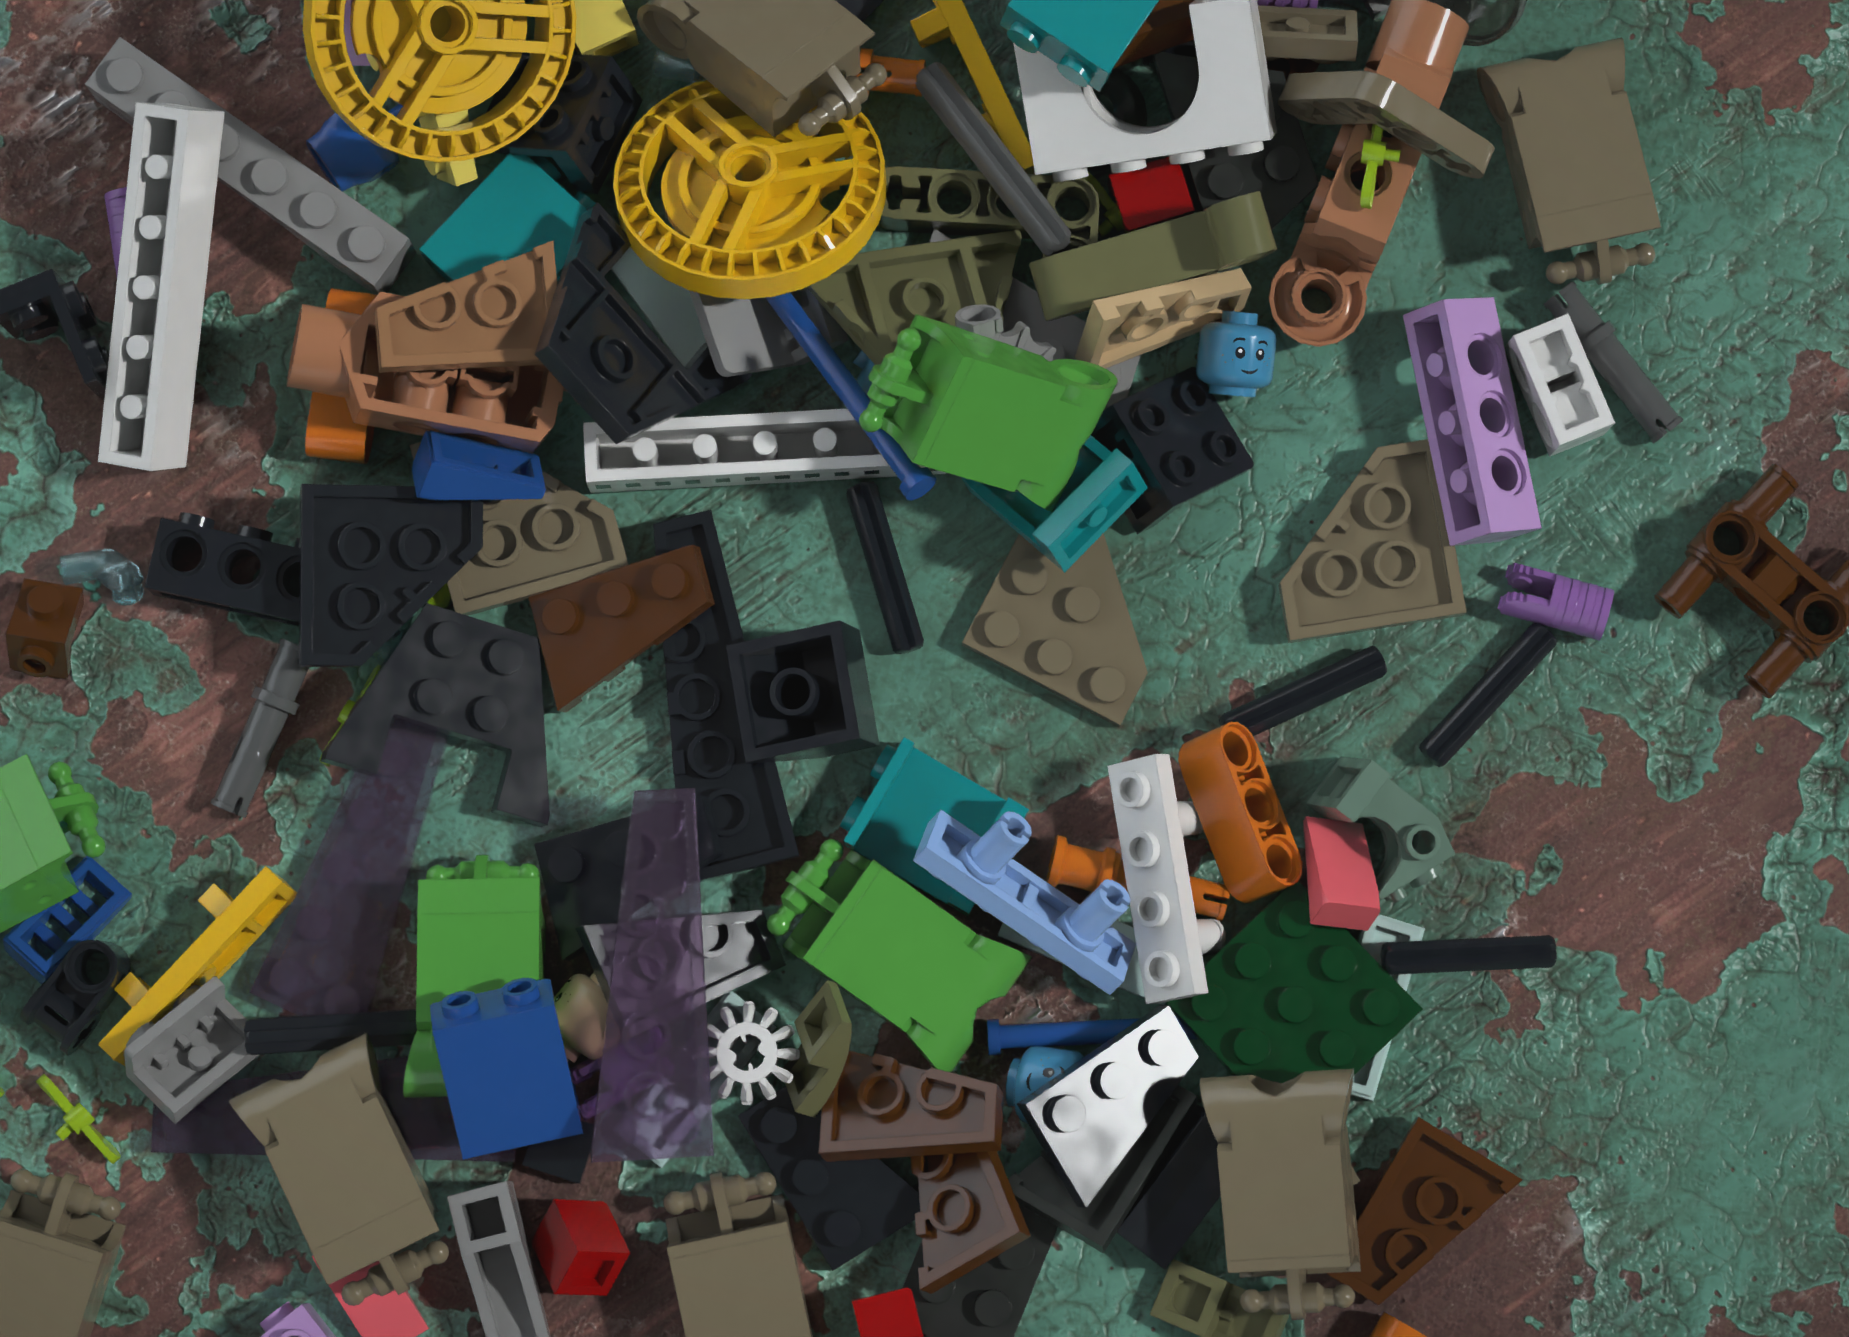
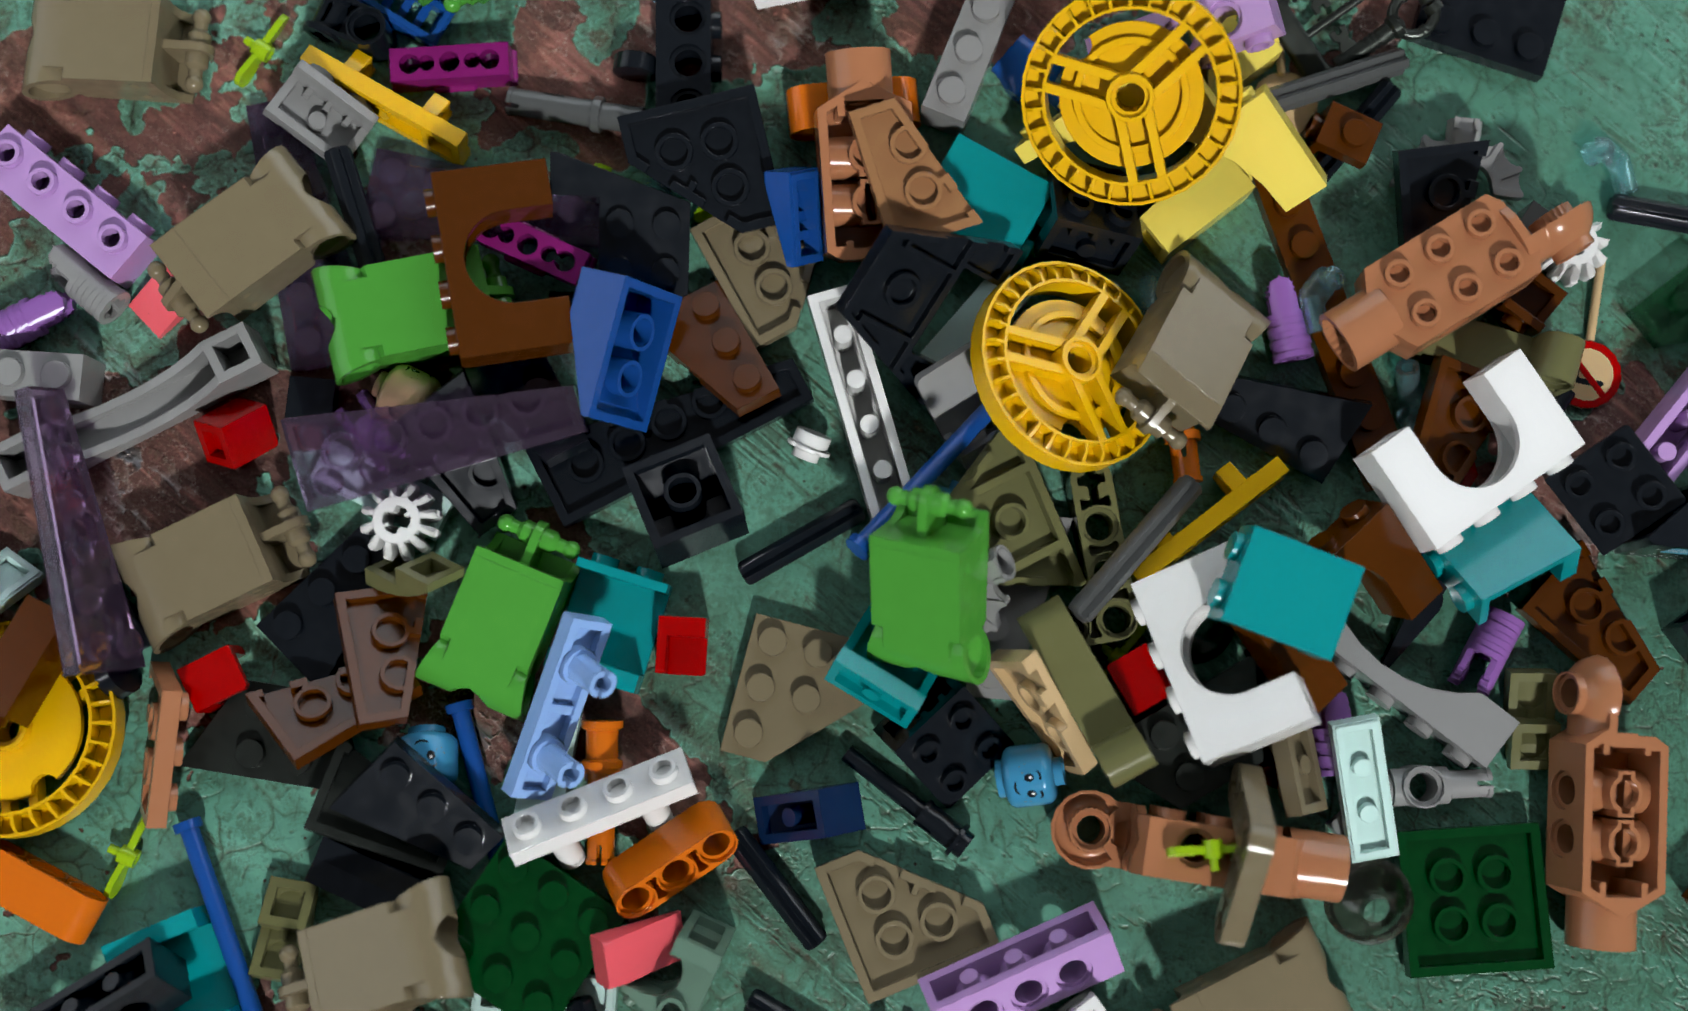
camera: 80 degrees right, 0 degrees up
(181, 889) = (461, 79): none -> magenta piece
(224, 636) = (635, 66): none -> black tile
(434, 842) = (536, 261): none -> magenta piece
(505, 1067) = (343, 338): blue panel -> none
(529, 890) = (467, 206): none -> reddish brown arch
(593, 724) = (620, 345): none -> blue slope
(766, 529) = (809, 444): none -> white plate
(981, 742) = (682, 645): none -> red panel
(1222, 632) = (809, 813): none -> dark blue slope
(1257, 490) = (928, 815): none -> black pin

